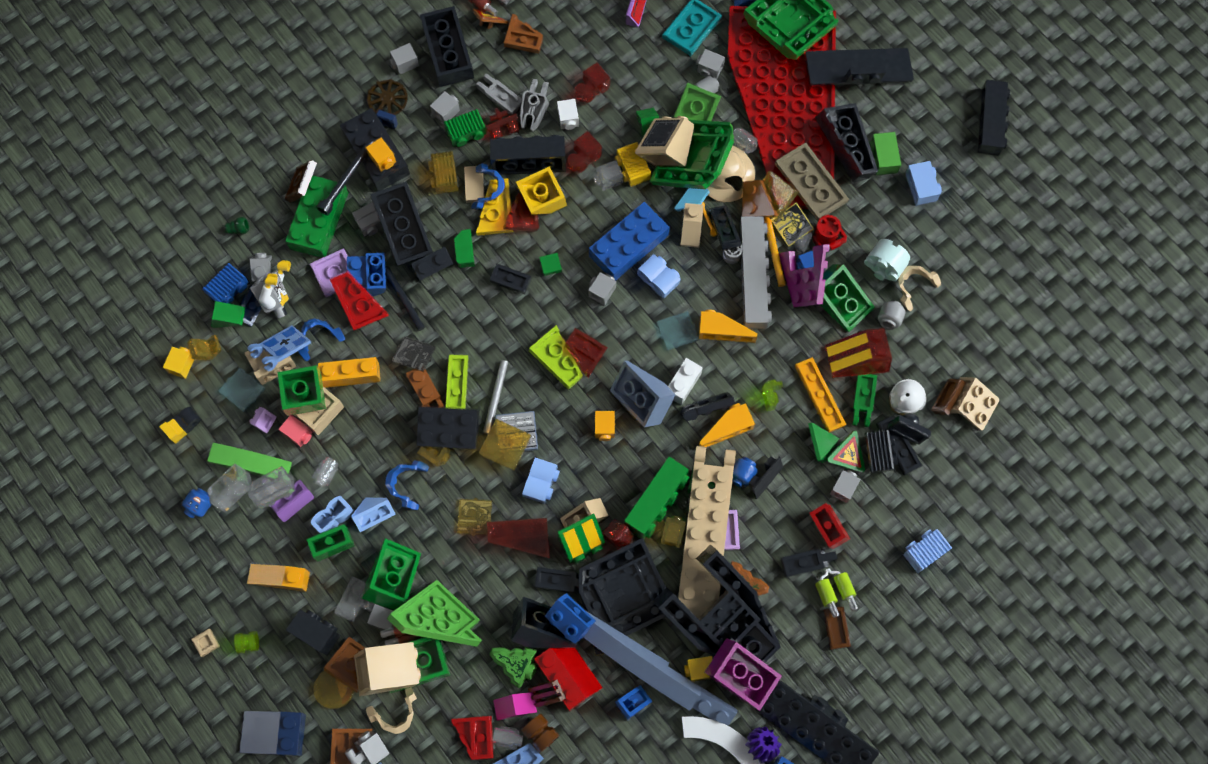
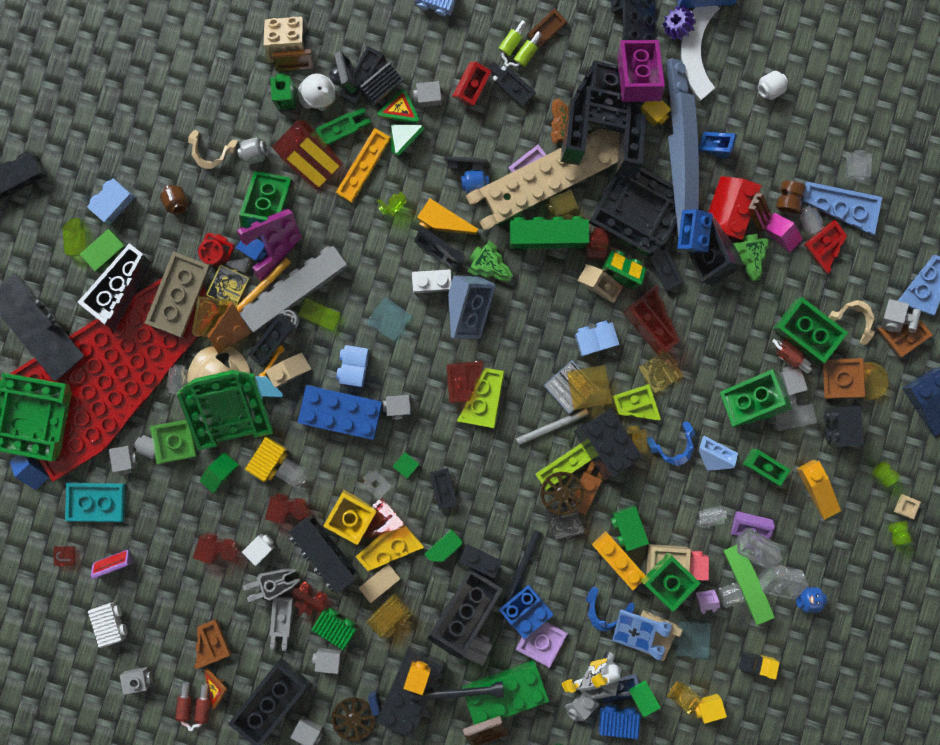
camera: 120 degrees left, 15 degrees up
(190, 618) = (899, 533): none -> clear neon green wheel
(252, 441) = (731, 595): none -> clear brick
(335, 513) = (745, 482): light blue brick -> none
(356, 301) = (556, 600): red wing -> none
(368, 399) = (629, 528): none -> green brick
(386, 668) = (836, 343): slope -> none
(436, 363) = (562, 493): none -> dark brown wheel
(436, 615) = (765, 338): bright green wing -> none
(463, 477) = (637, 403): none -> lime wing
(483, 168) = (369, 555): blue helmet -> none
(551, 237) = (384, 484): none -> clear brick
(604, 425) = (514, 319): light orange brick -> none
(666, 438) = (489, 263): none -> bright green rock
(667, 142) = (227, 441): tan slope -> none
(720, 279) = (319, 314): none -> clear neon green tile
(720, 327) = (363, 285): light orange slope -> none
(887, 260) = (207, 183): light aqua brick -> none
(892, 229) = (174, 199): none -> reddish brown head
(912, 139) = (74, 237): none -> clear neon green piece
(925, 368) = (283, 92): none -> green brick

